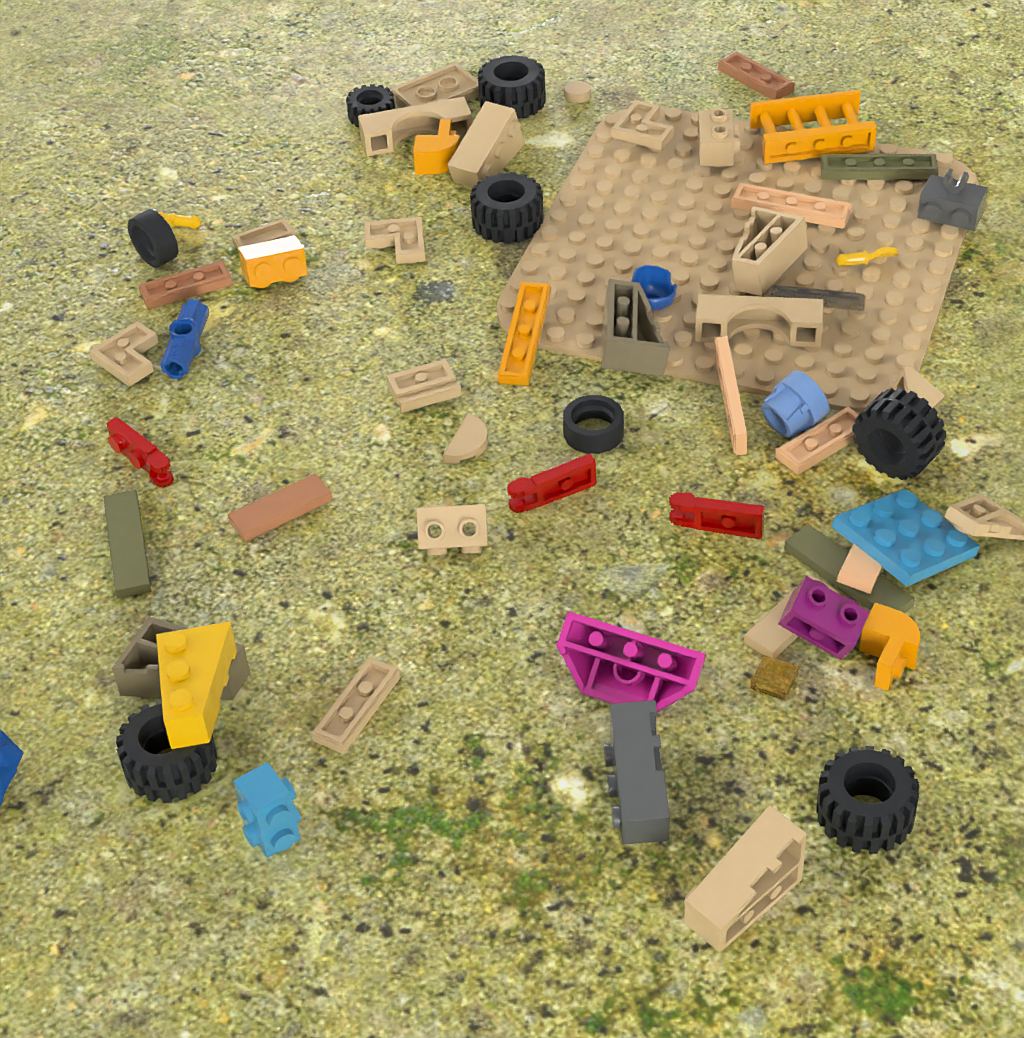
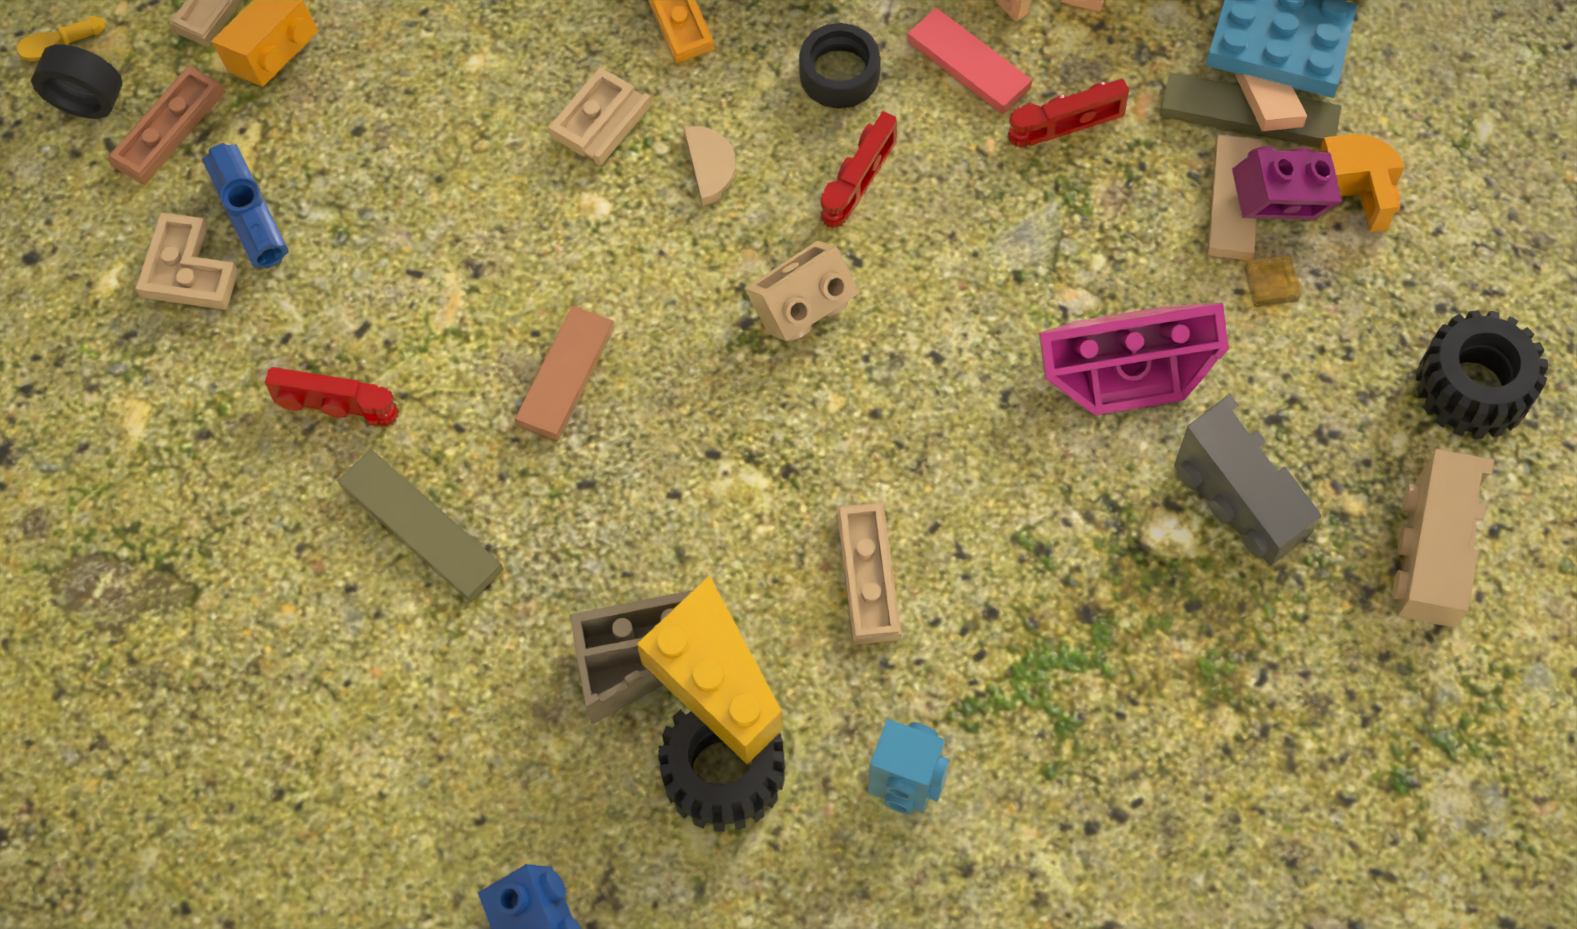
camera: 35 degrees left, 20 degrees up
(681, 459) = (969, 60): none -> coral tile

